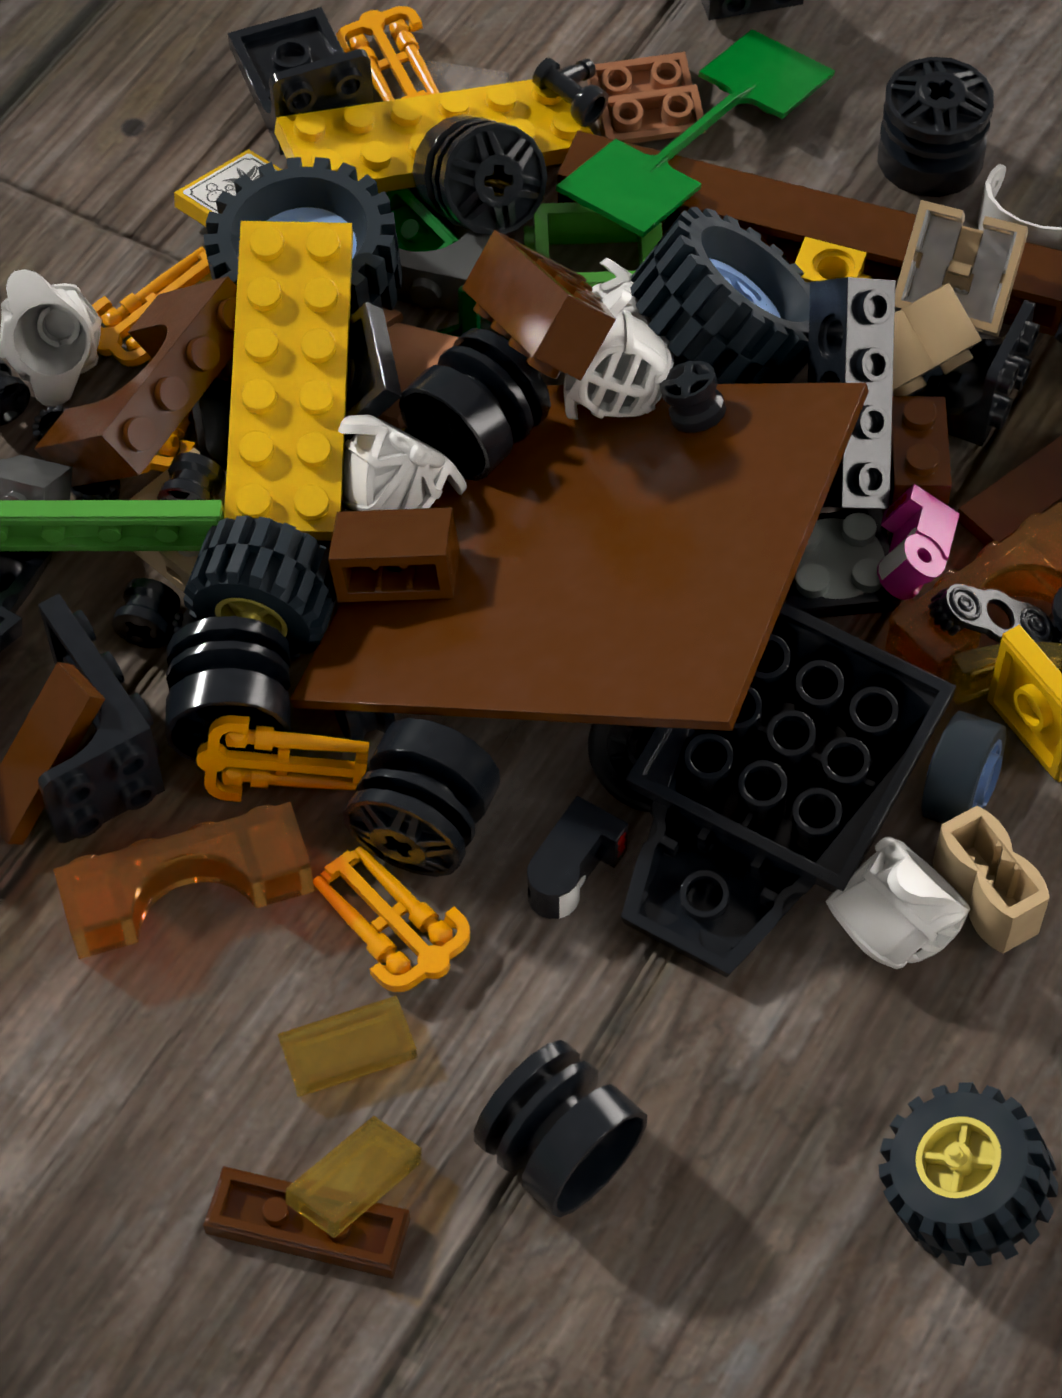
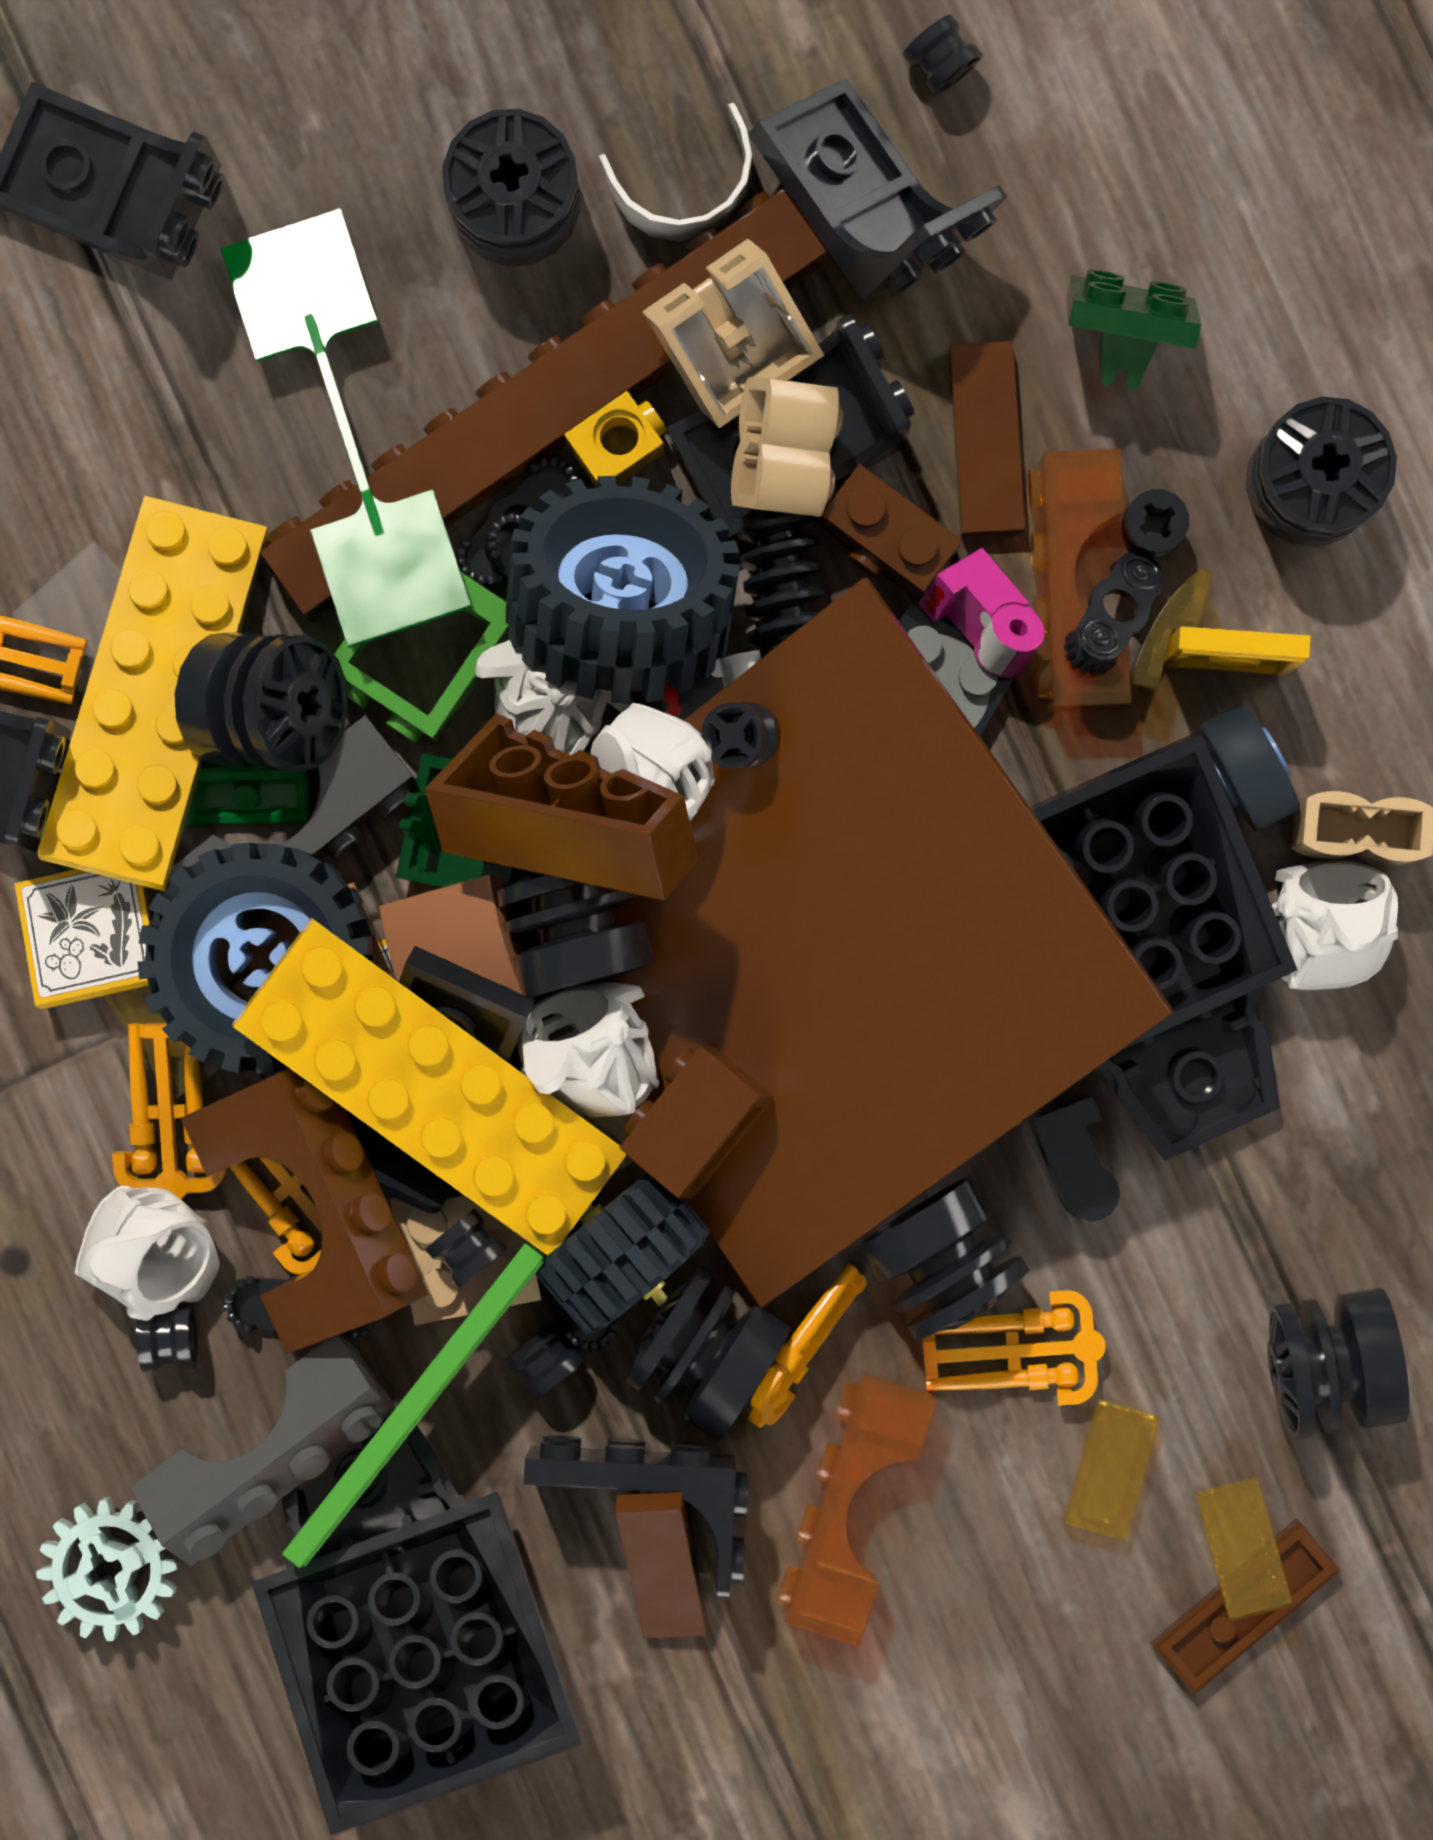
camera: 60 degrees left, 30 degrees up
(585, 102) = (175, 517): black piece -> none
(647, 98) = (240, 432): nougat slope -> none
(855, 344) = (800, 547): black brick -> none

